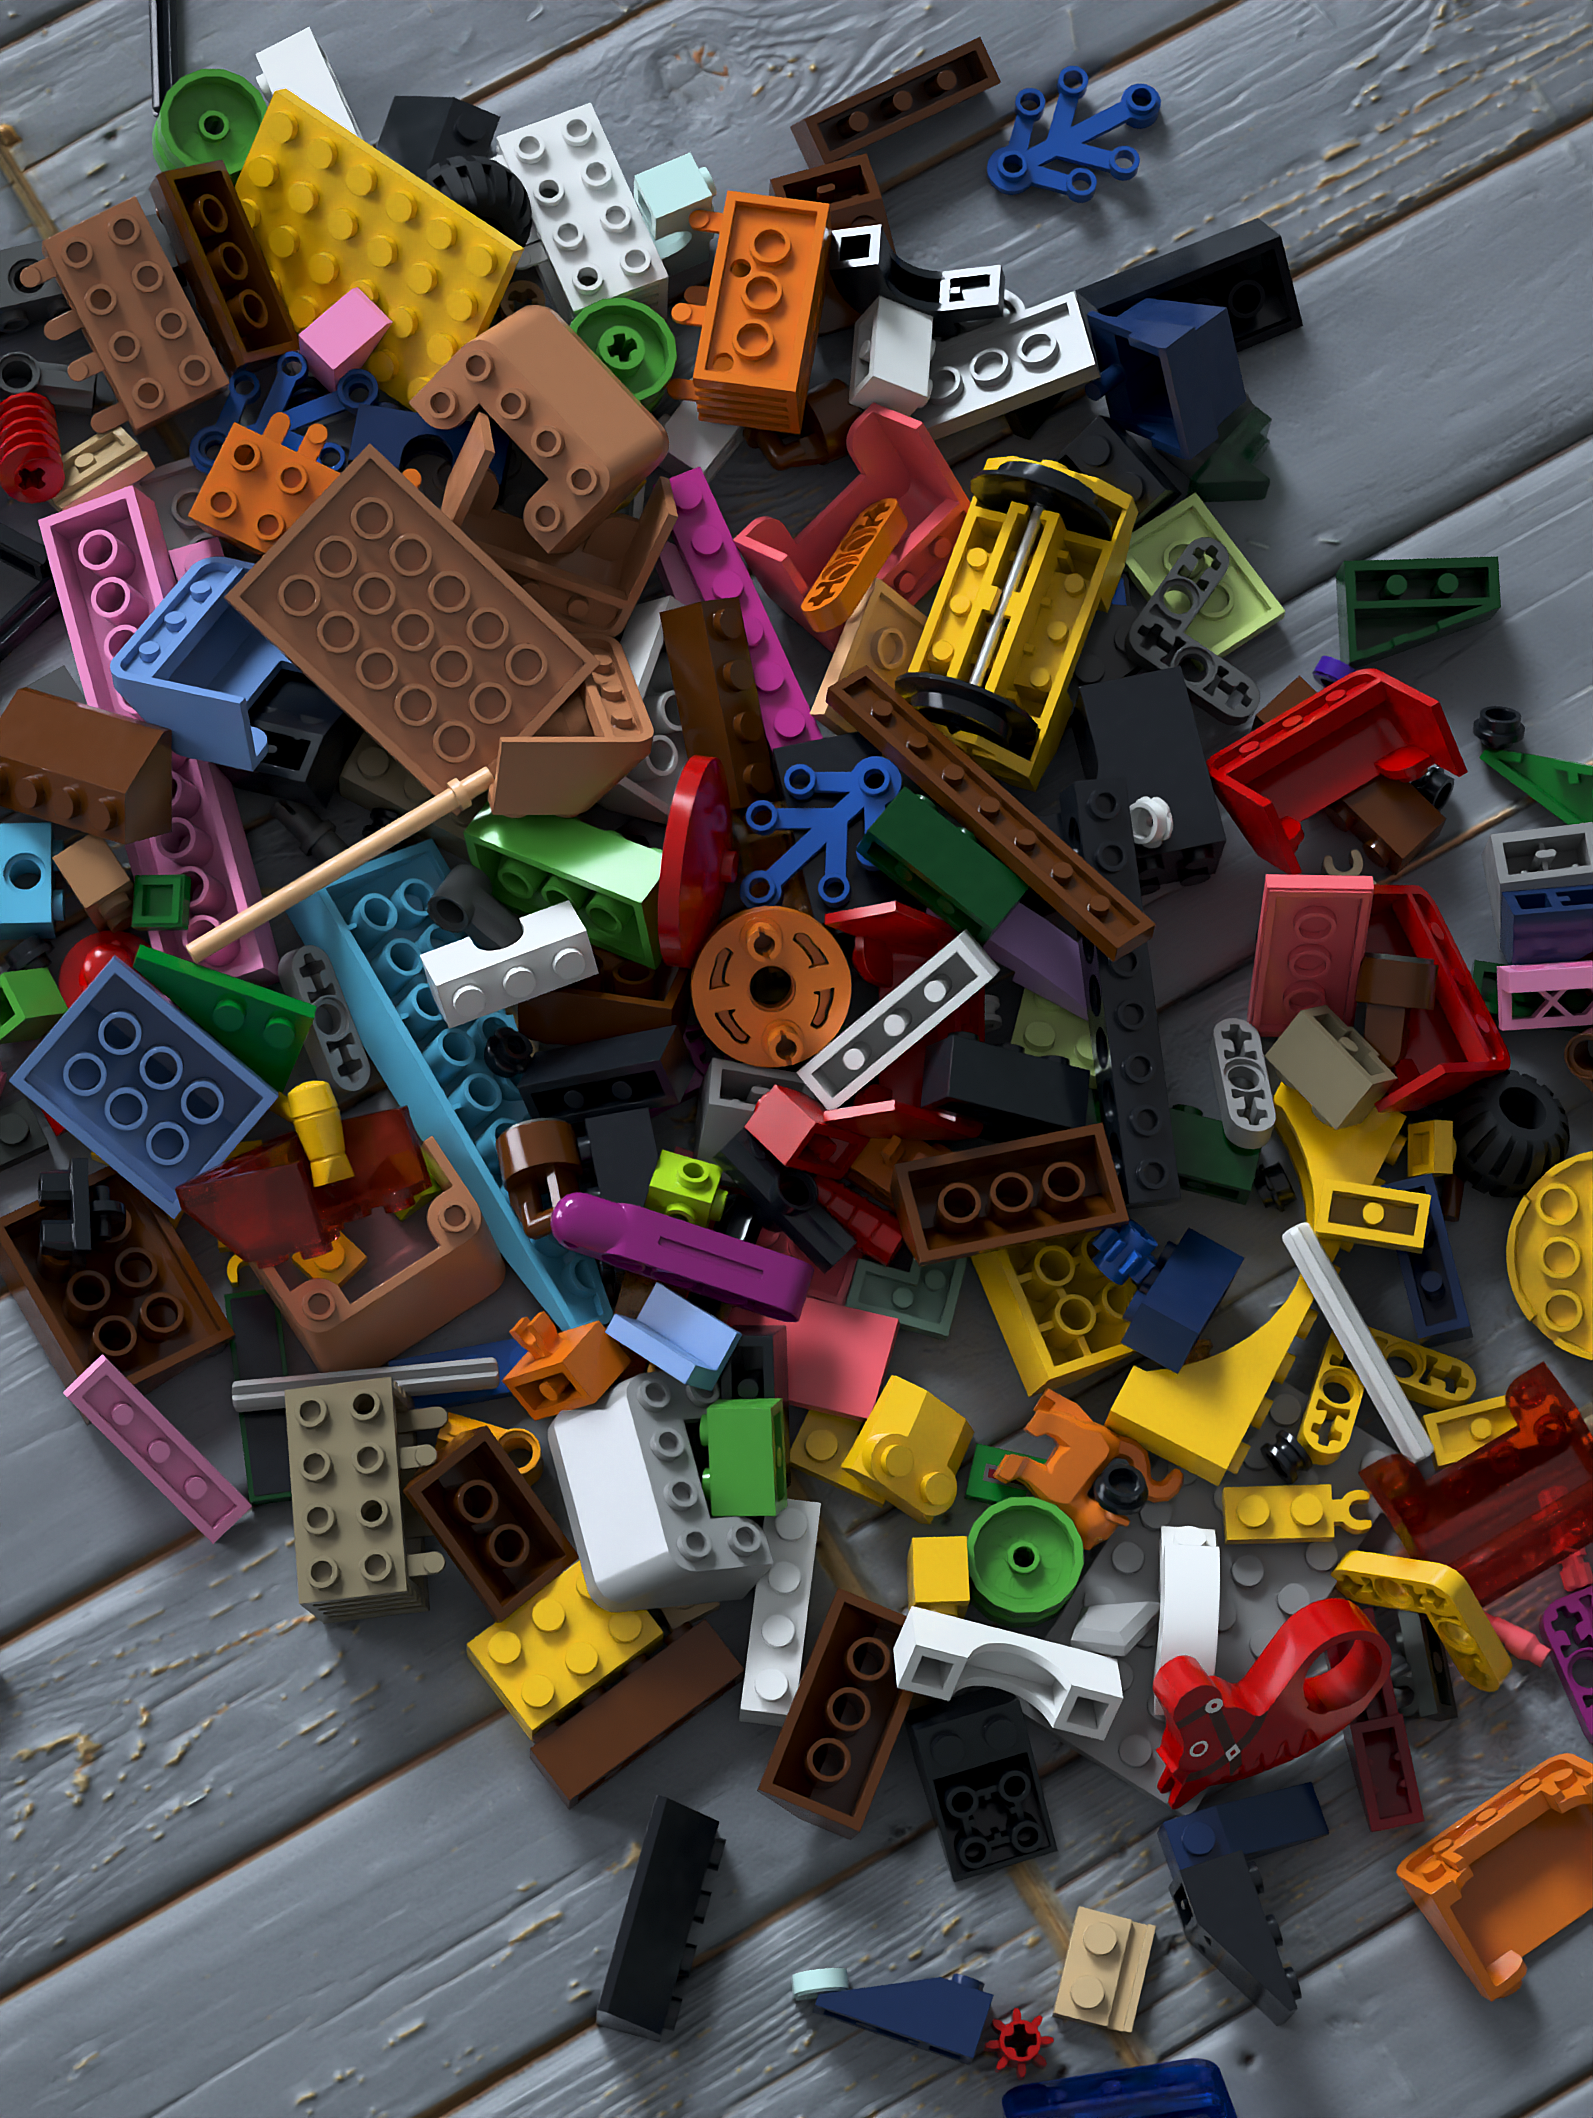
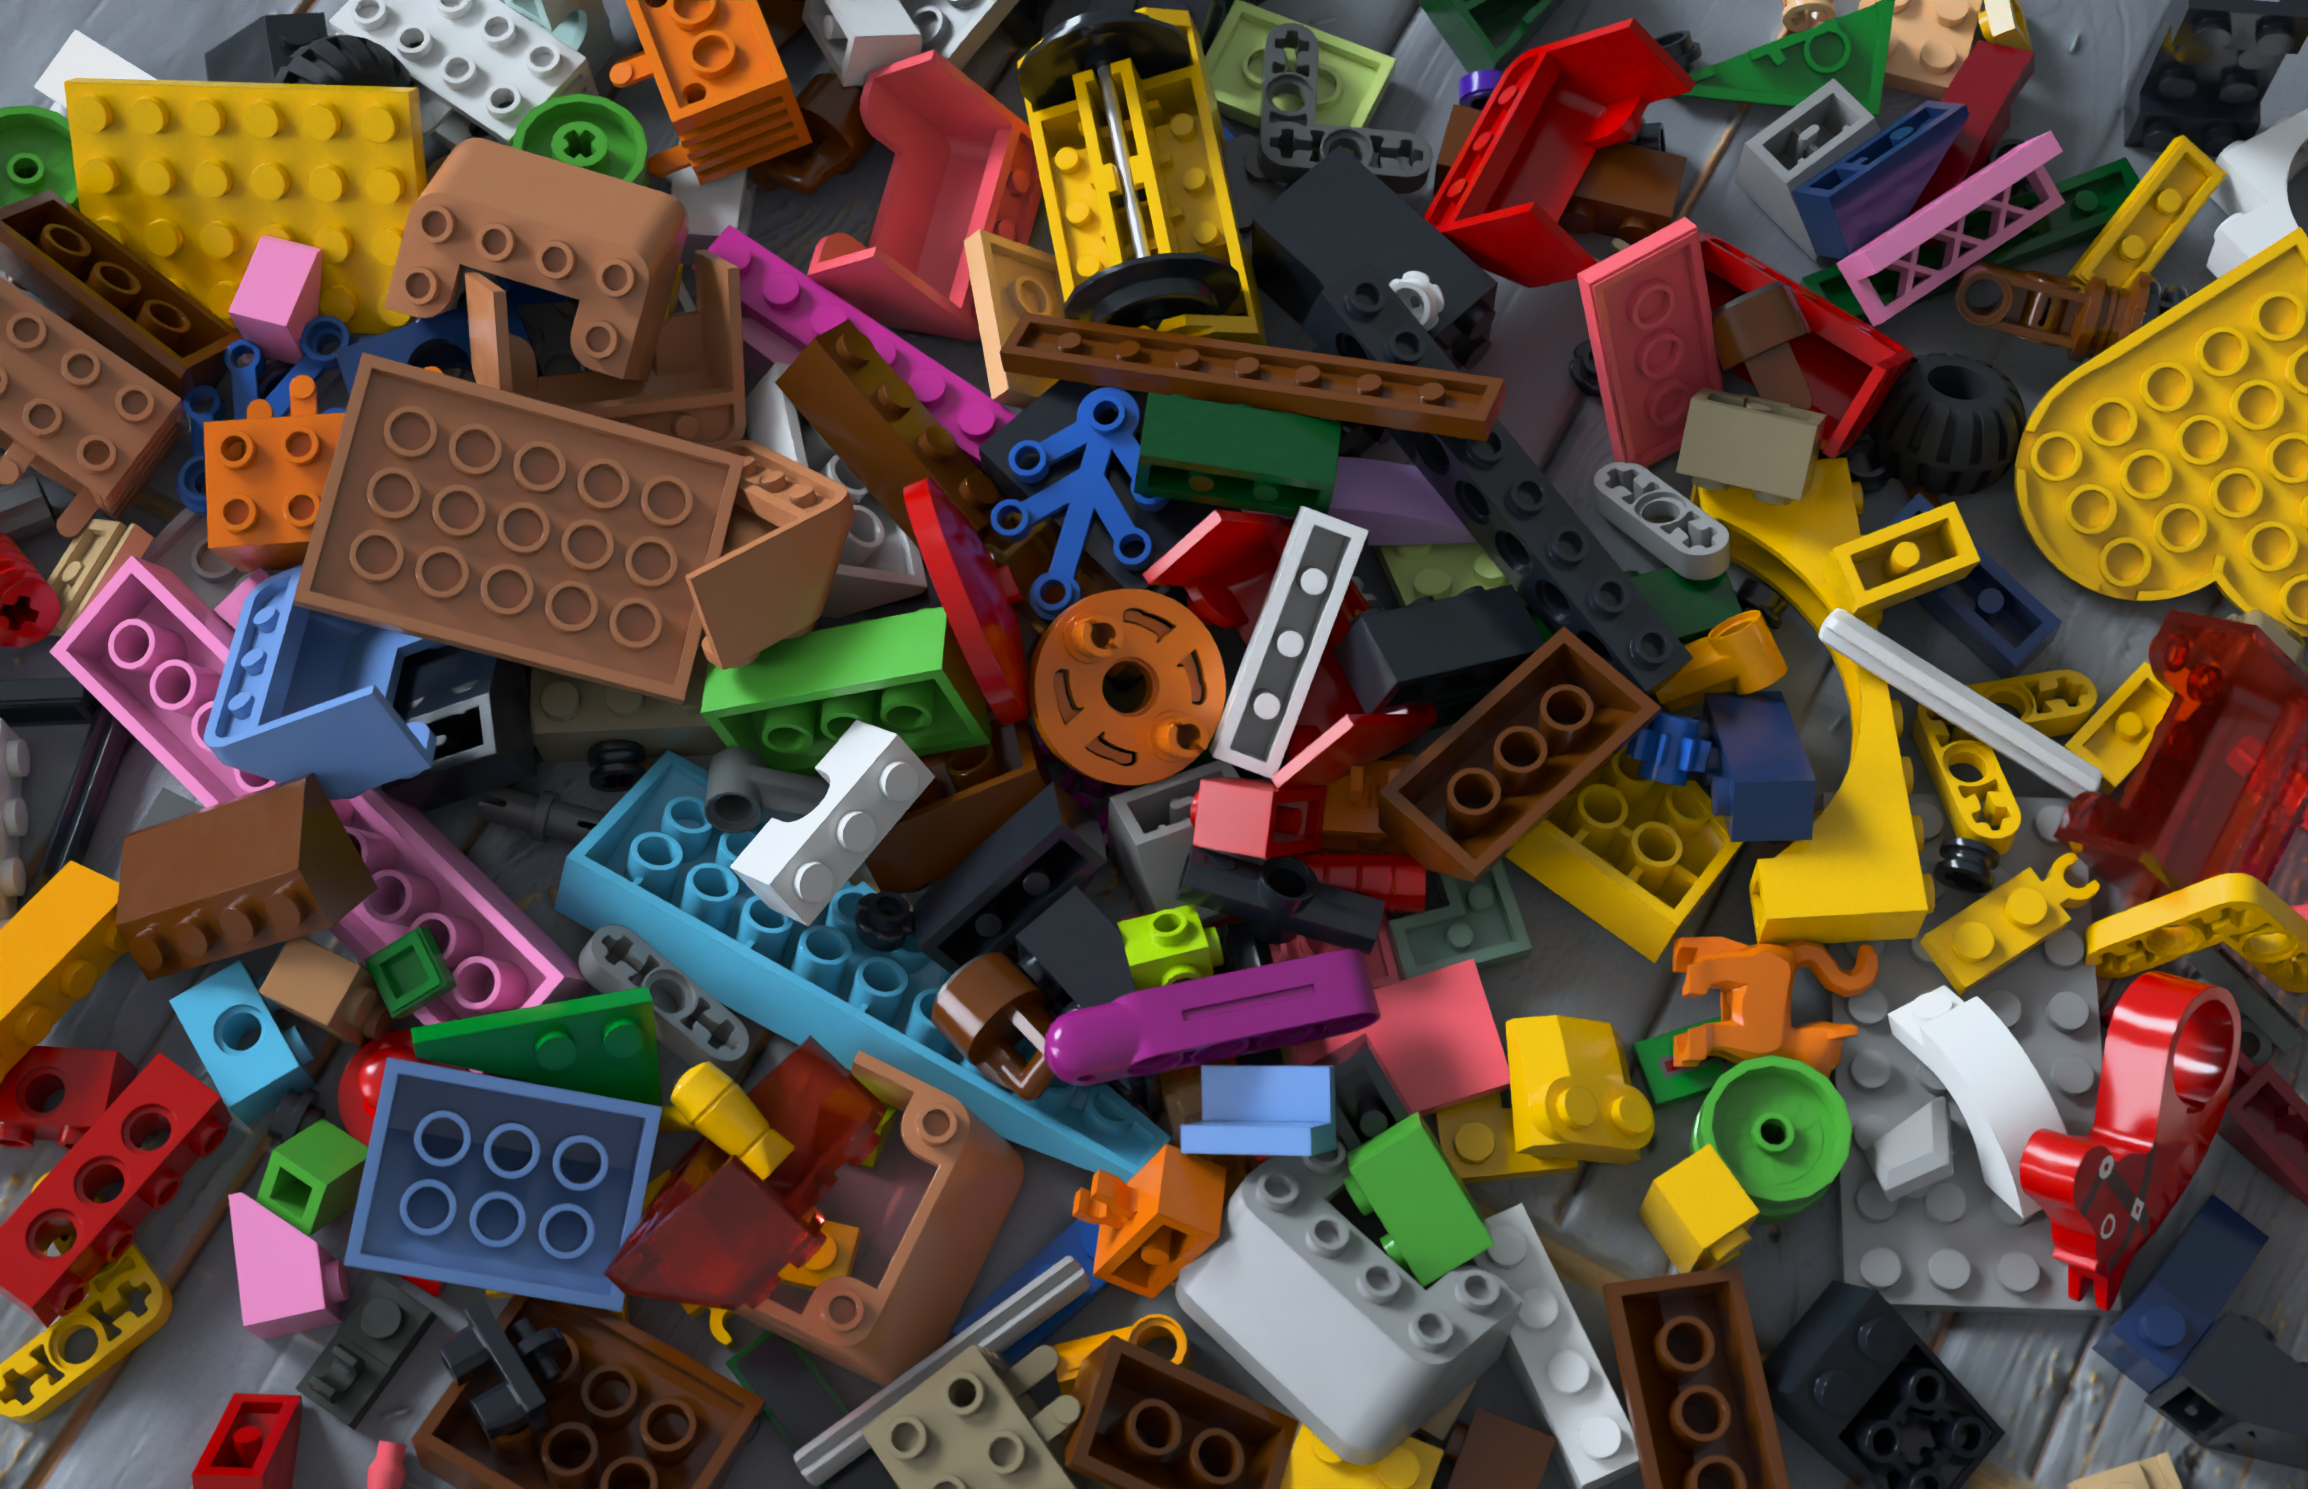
camera: 20 degrees left, 5 degrees down
(457, 795) = (672, 674): light nougat bar -> none
(854, 565) = (947, 234): orange beam -> none
(1066, 1684) = (1914, 1242): white arch -> none
(1121, 1490) = (1828, 998): black plate -> none
(1222, 1212) = (1733, 656): none -> light orange piece
(1431, 1148) = (1893, 474): yellow plate -> none

